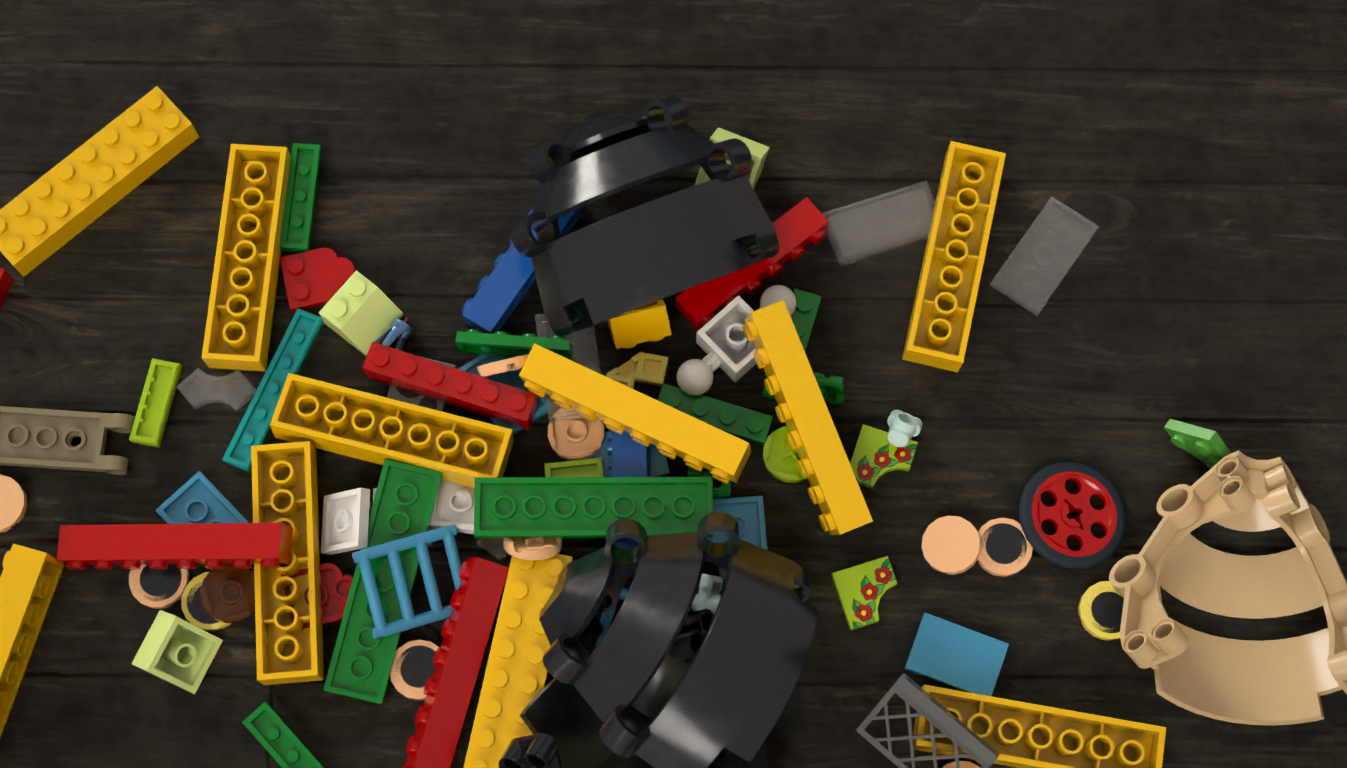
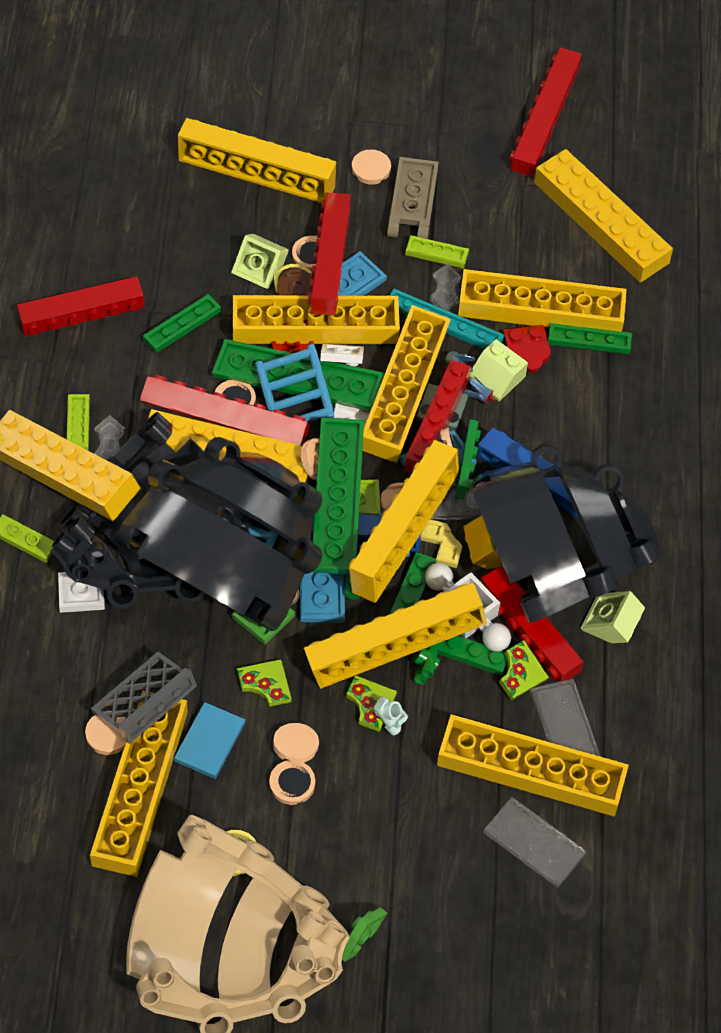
camera: 90 degrees right, 15 degrees down
(348, 365) = (459, 358): none -> flat silver piece
(819, 271) = (523, 671): none -> lime tile
(1054, 547) = (310, 864): wedge -> none

